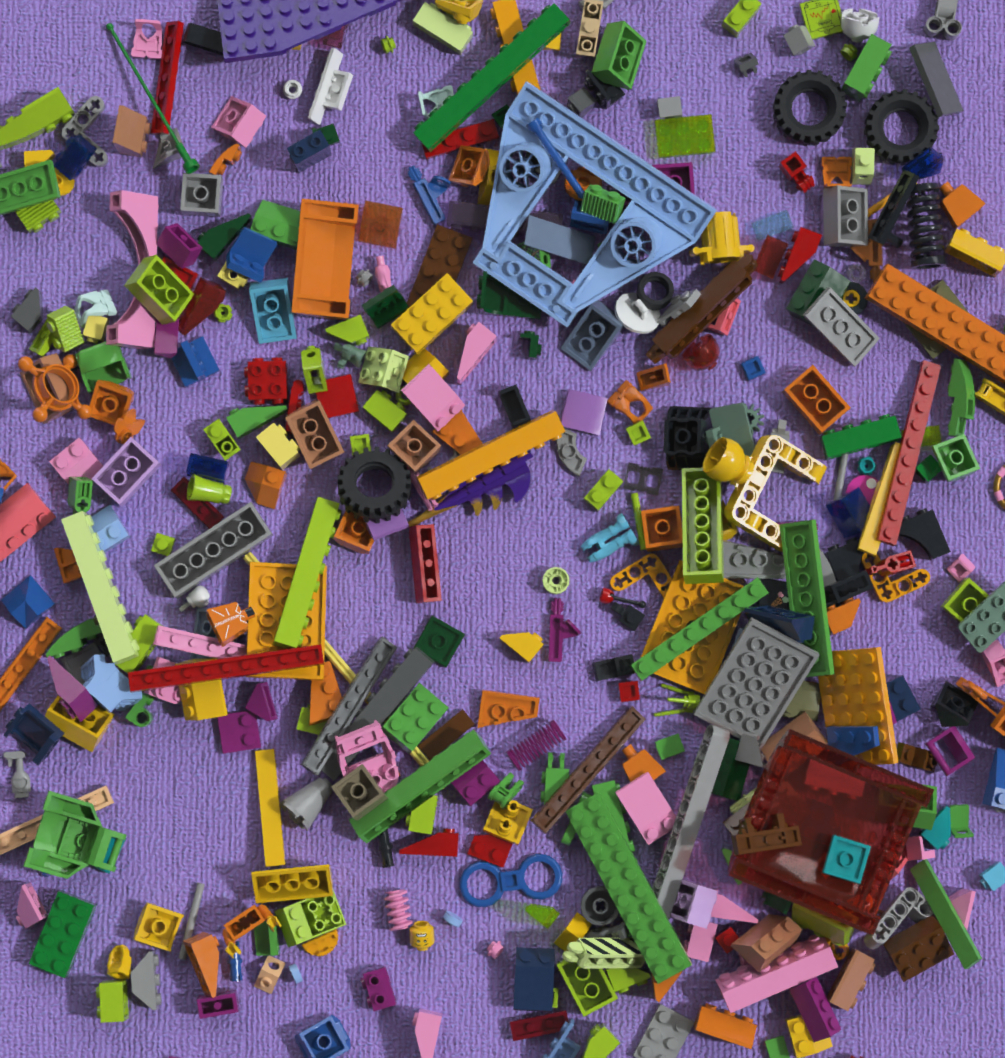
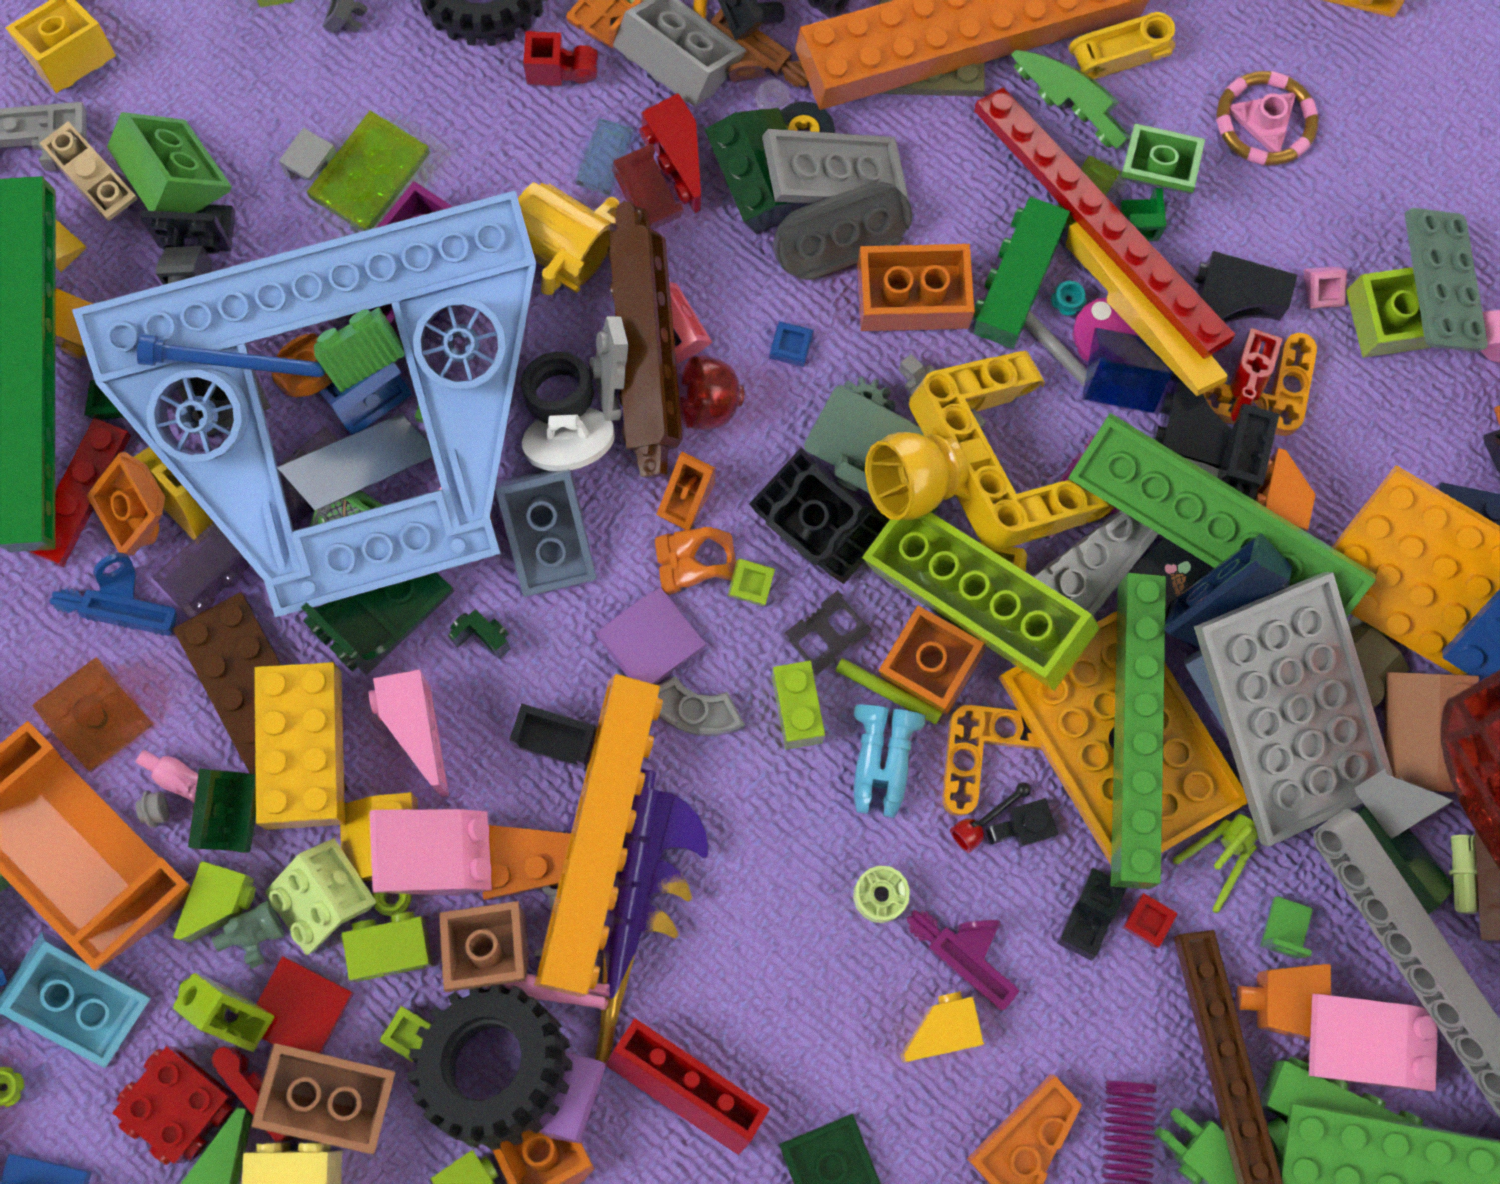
camera: 55 degrees left, 10 degrees down
(817, 350) = (830, 232): none -> dark grey tile

